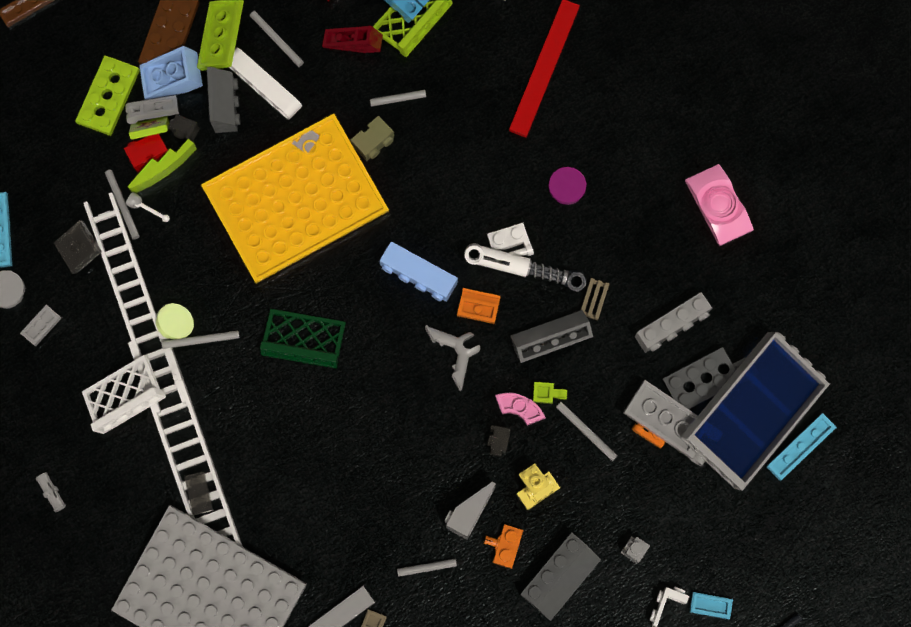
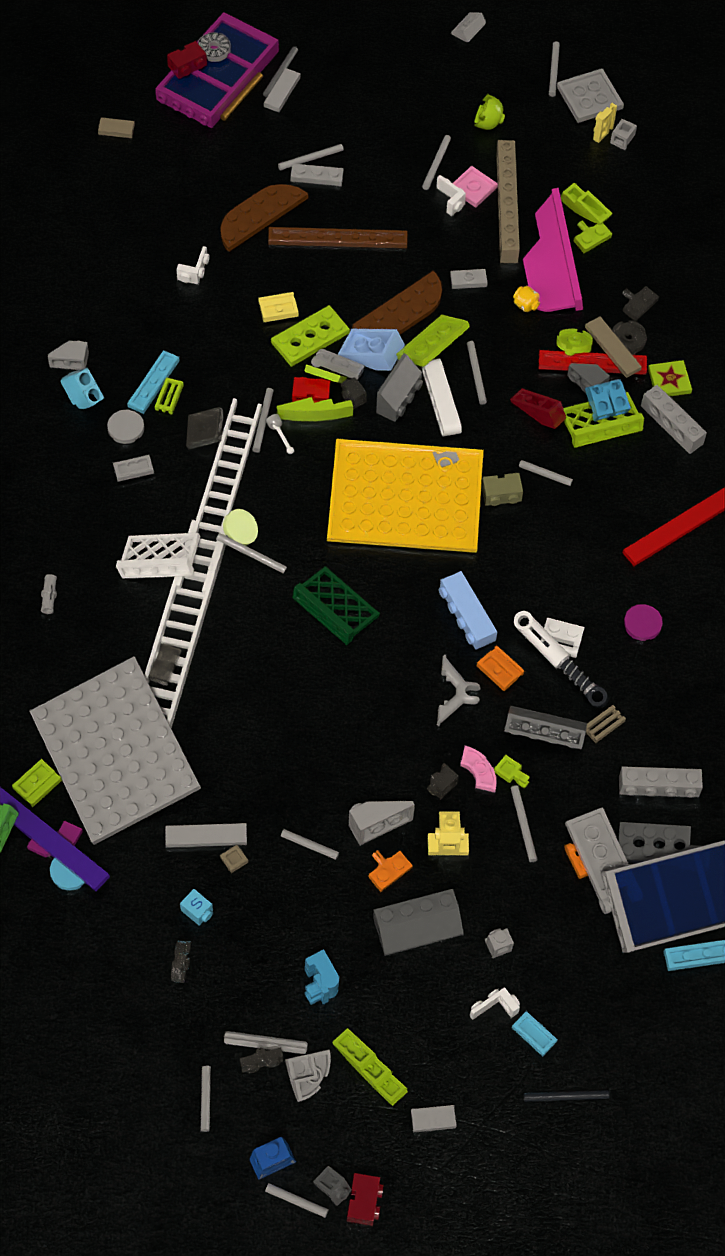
camera: 30 degrees right, 15 degrees down
(27, 249) = (165, 407): none -> lime tile
(60, 86) = (278, 307): none -> light yellow plate

